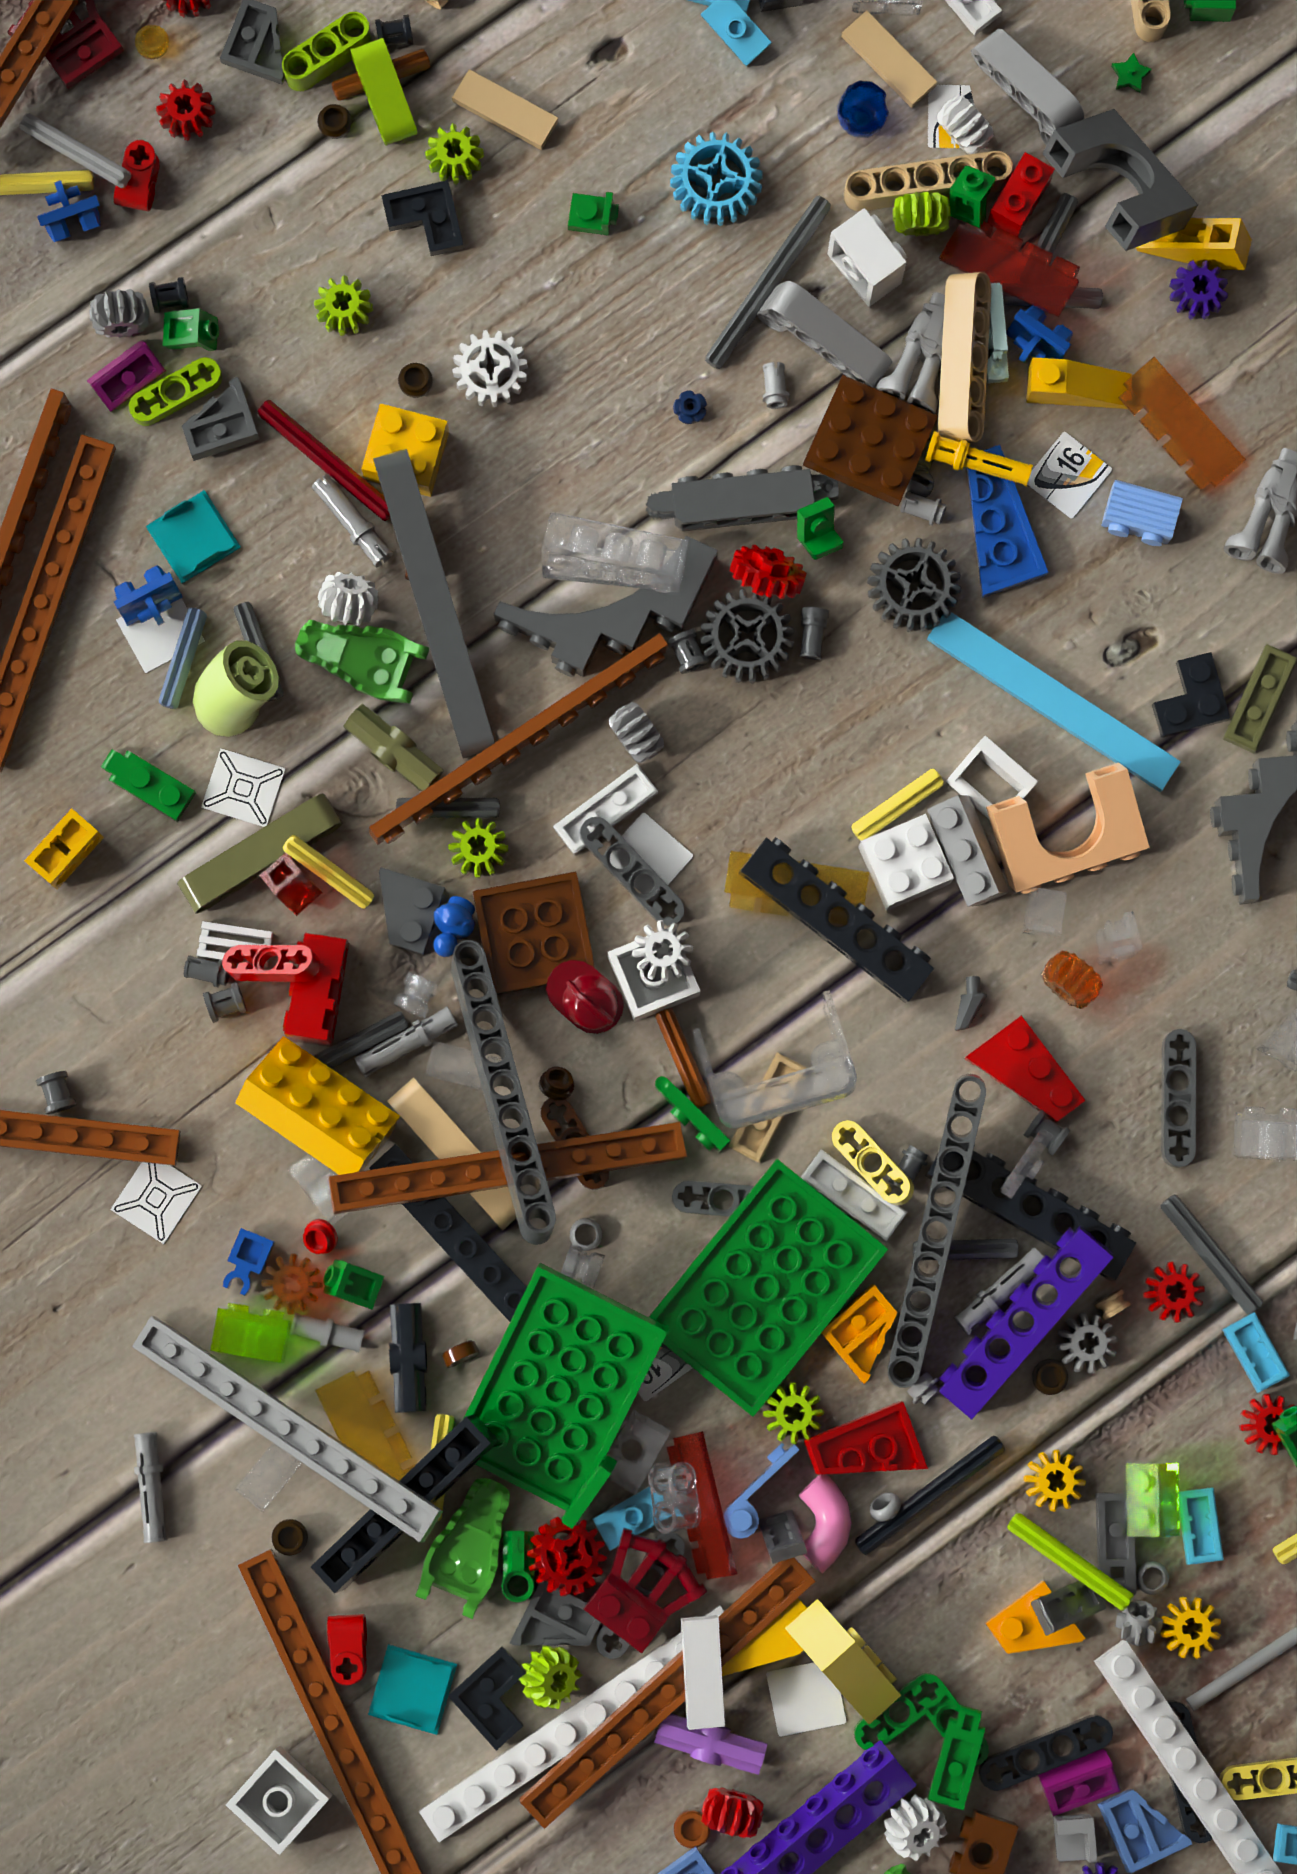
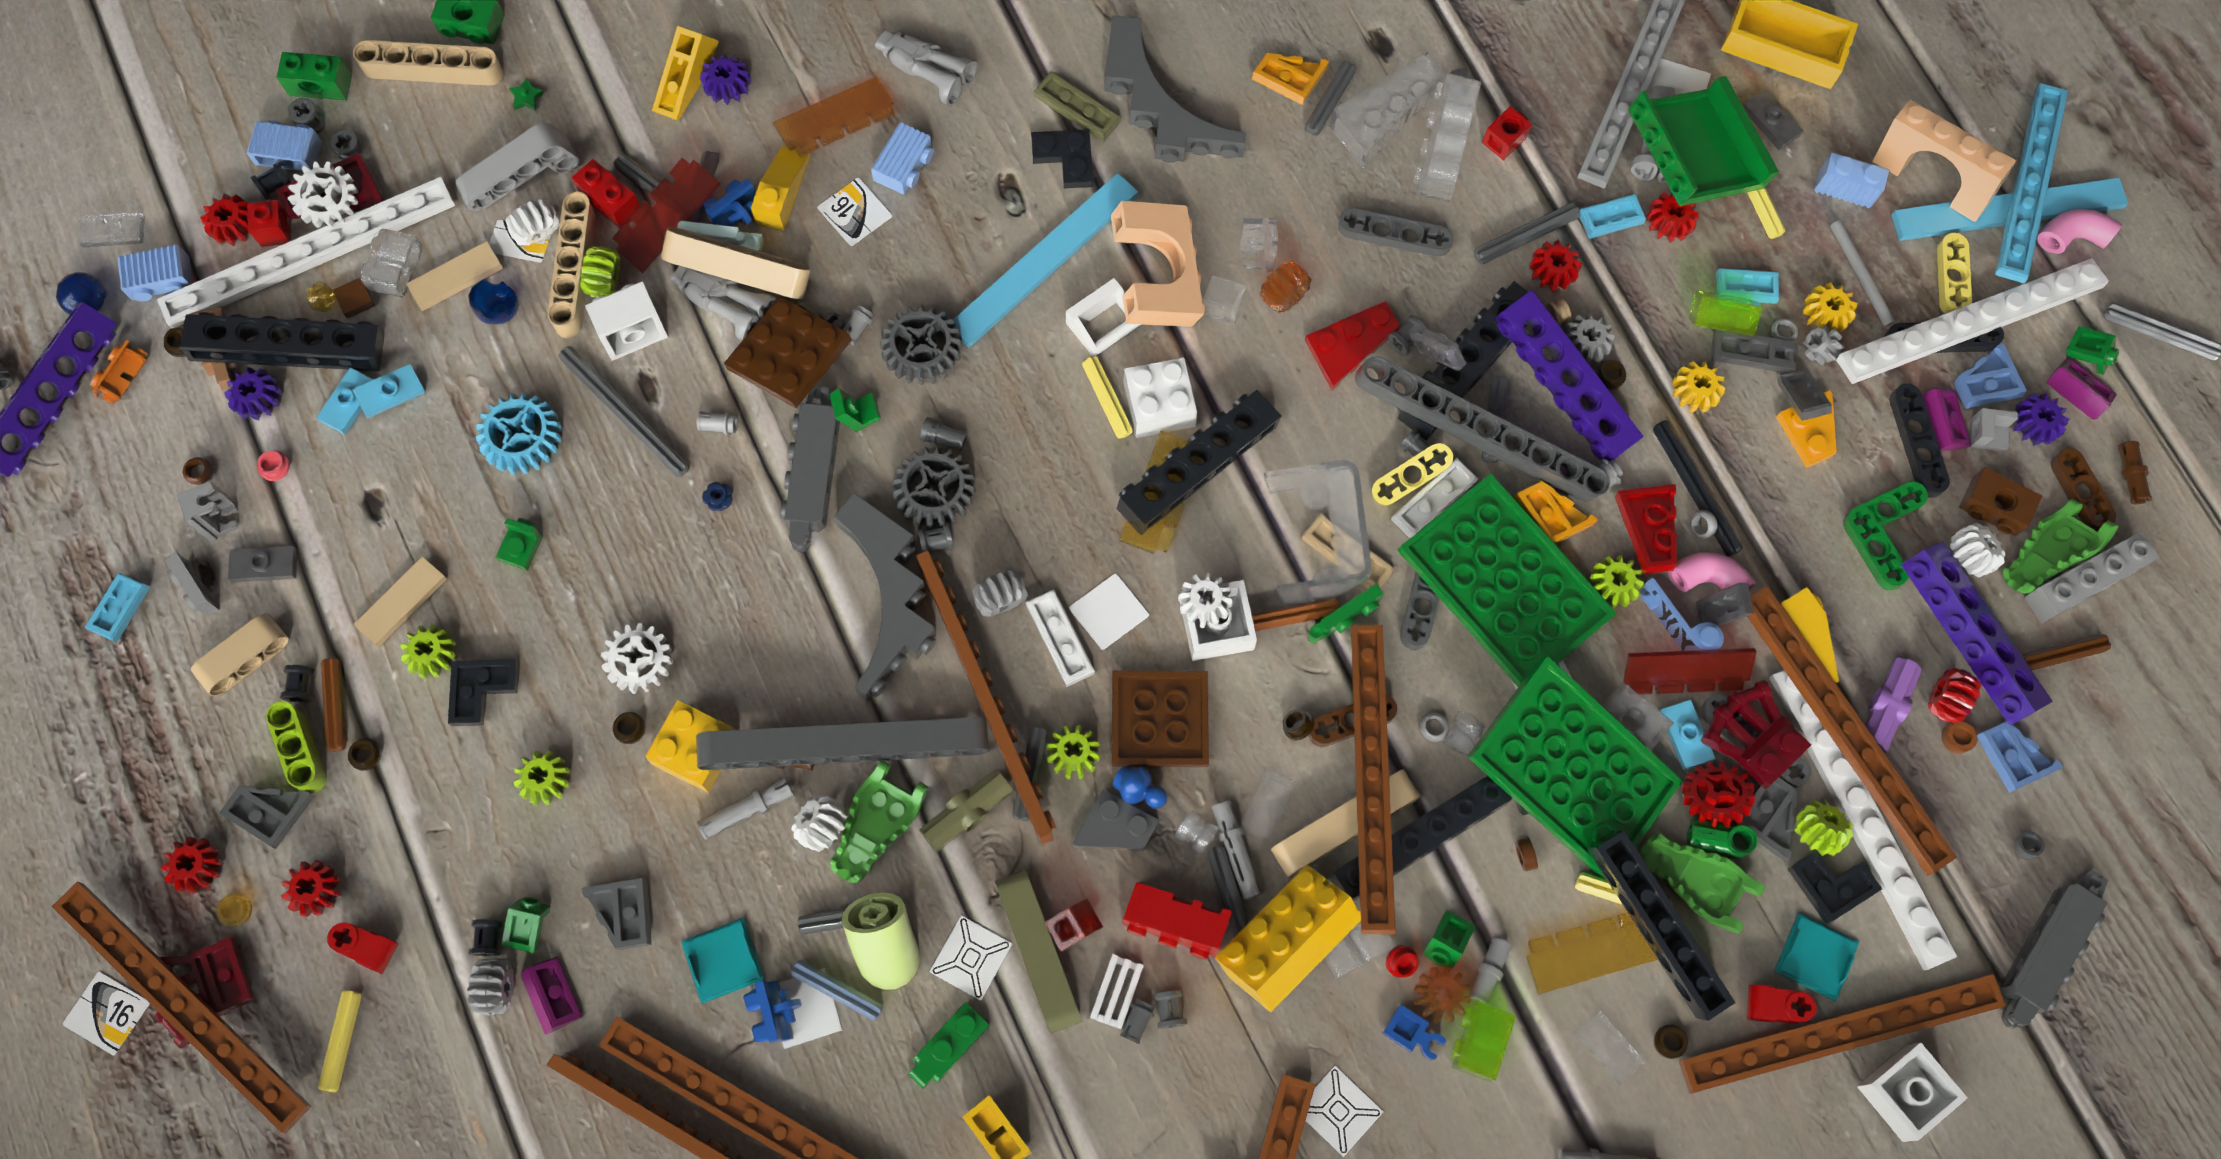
camera: 80 degrees left, 10 degrees down
(55, 219) = (380, 1034): blue hips -> none
(75, 150) = (318, 1000): light grey axle -> none
(172, 406) = (565, 929): lime beam -> none
(283, 969) = (1149, 979): red beam -> none
(288, 1429) = (1579, 1019): light grey plate -> none
(324, 458) = (681, 822): dark red axle -> none
(328, 871) = (1068, 889): light yellow axle -> none
(383, 91) = (350, 700): lime beam -> none
(408, 1357) = (1523, 902): black piece -> none
(502, 1106) = (1316, 772): dark grey beam -> none
(584, 996) = (1225, 685): dark red piece -> none
(589, 1491) = (1669, 759): green tile -> none
(612, 555) = (838, 578): clear wedge -> none
(628, 874) = (1119, 621): dark grey beam -> none
(675, 1500) = (1679, 691): clear piece -> none
(702, 1672) = (1837, 692): white tile -> none
(768, 571) = (883, 455): red gear -> none
(804, 1699) = (1855, 621): white sticker -> none
(824, 332) = (679, 370): light grey beam -> none
(844, 1662) = (1836, 575): light yellow wedge -> none
(957, 1758) = (1924, 504): green hinge -> none
(968, 850) = (1160, 345): light grey brick -> none
(969, 196) = (596, 227): green bracket -> none
(970, 1003) = (1287, 374): dark grey bar -> none
(996, 1295) = (1542, 408): light grey pin -> none
(1003, 533) = (895, 267): blue wing -> none
(1020, 471) = (818, 283): yellow pin -> none
(1070, 1561) = (1767, 386): lime axle -> none
(1112, 144) = (584, 114): dark grey arch -> none

